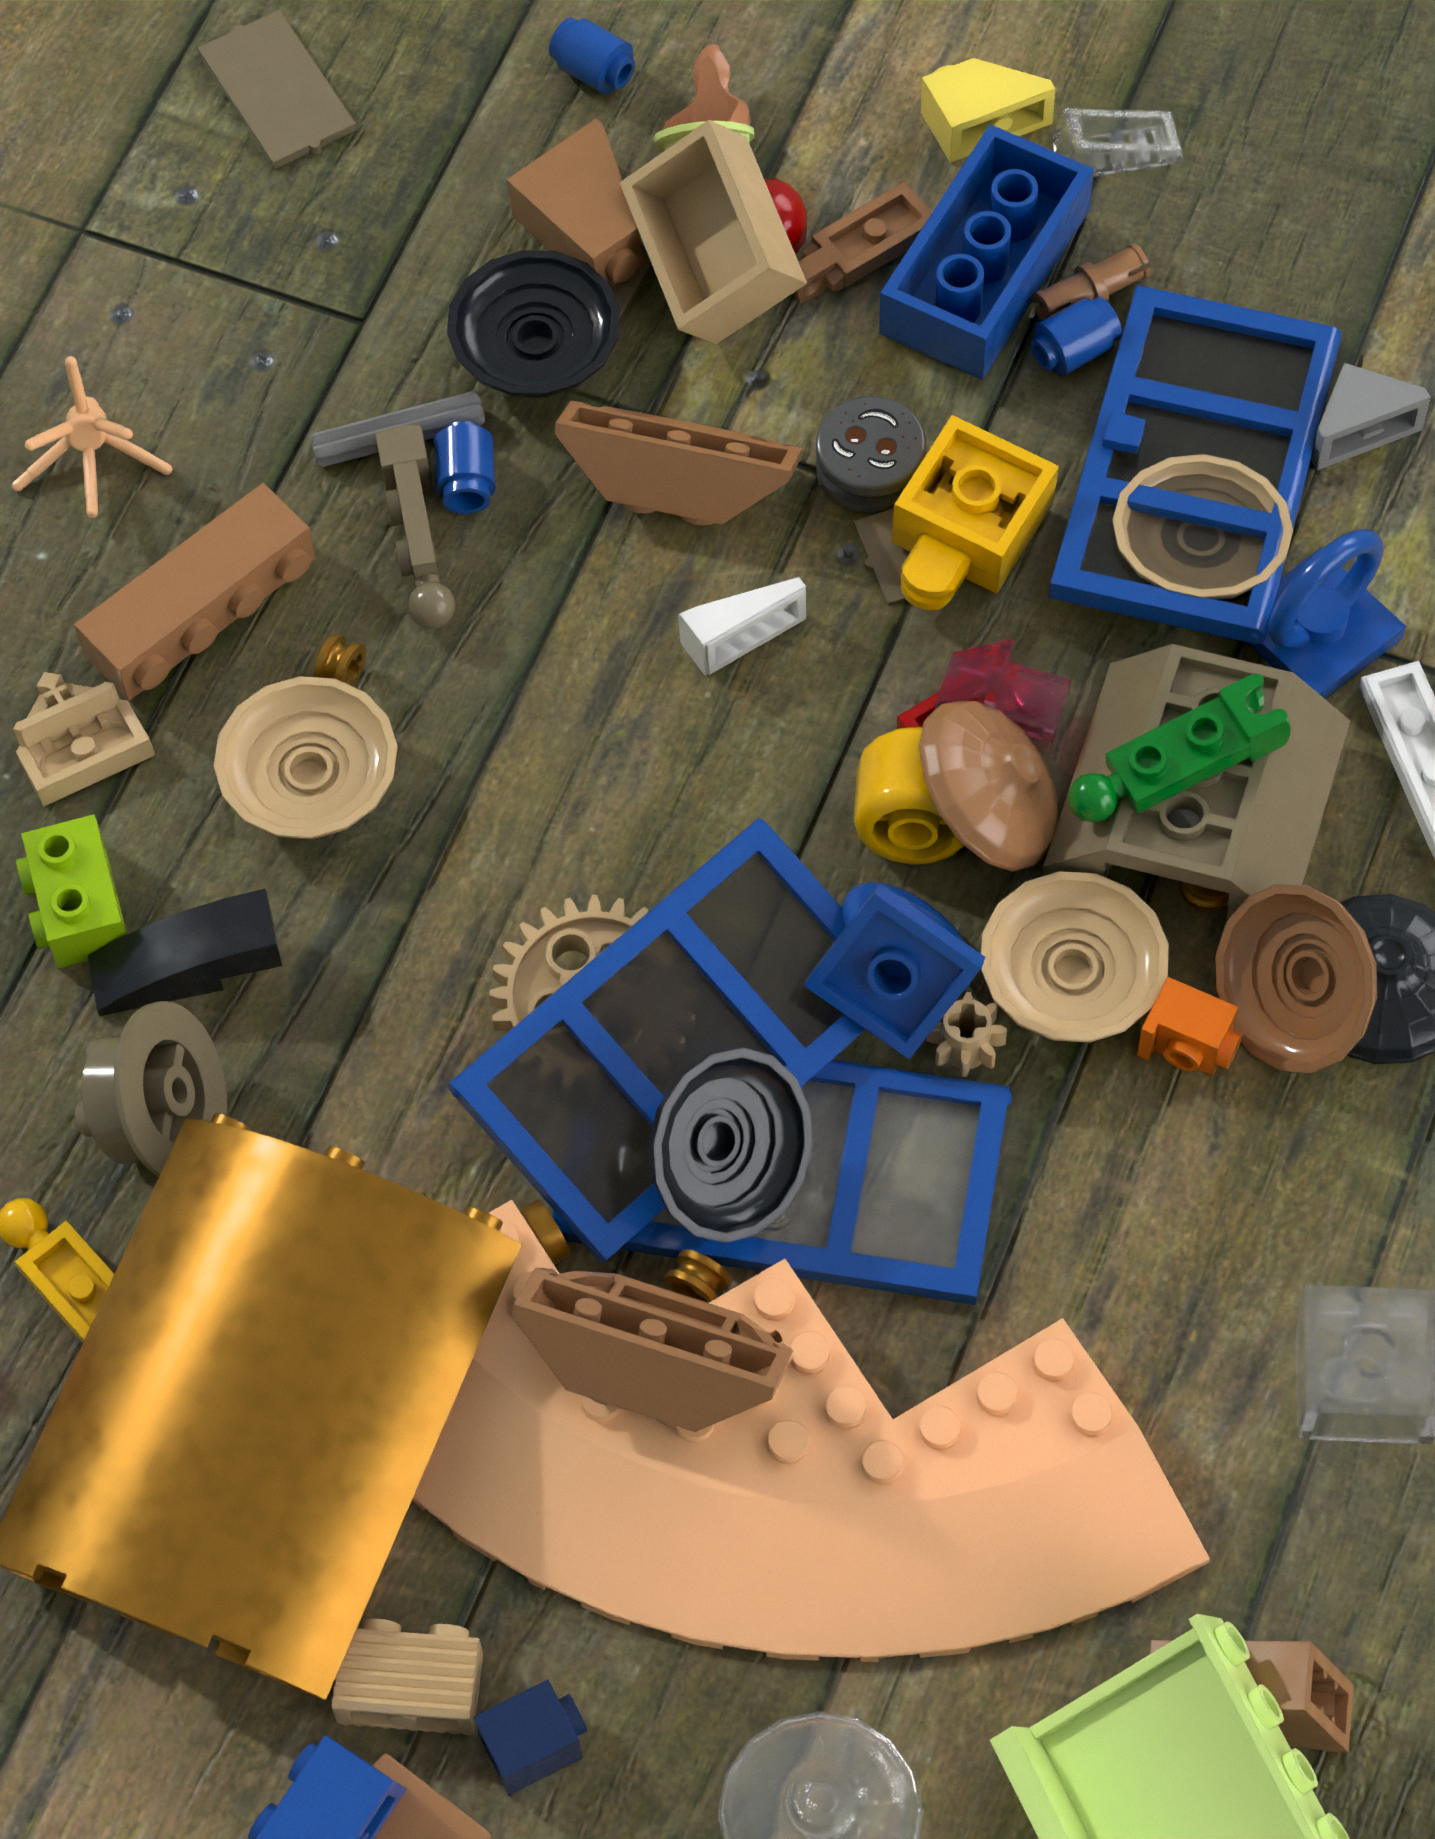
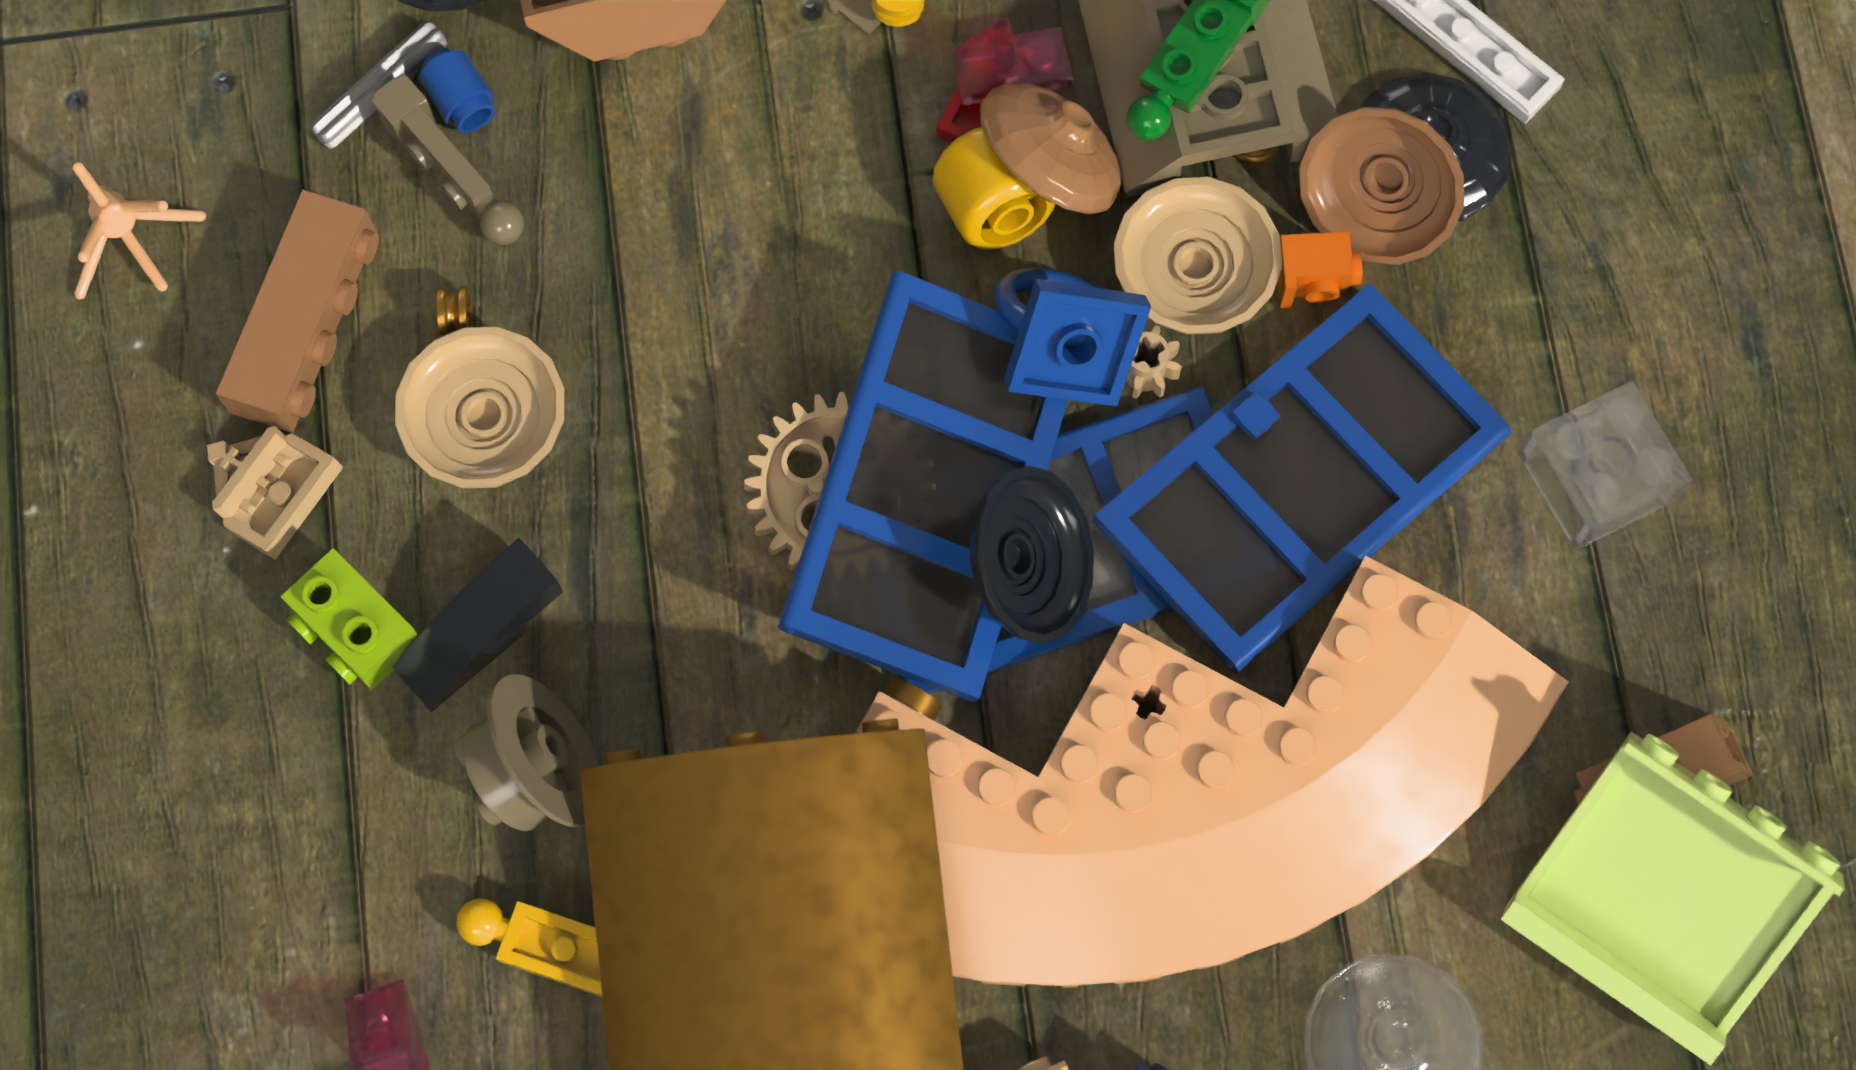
camera: 30 degrees left, 10 degrees up
(649, 1347) = (1080, 756): medium nougat wedge -> none
(697, 1276) = (1054, 673): pearl gold bush -> none
(738, 624) = (760, 117): white slope -> none
(1056, 1214) = (1301, 477): none -> door

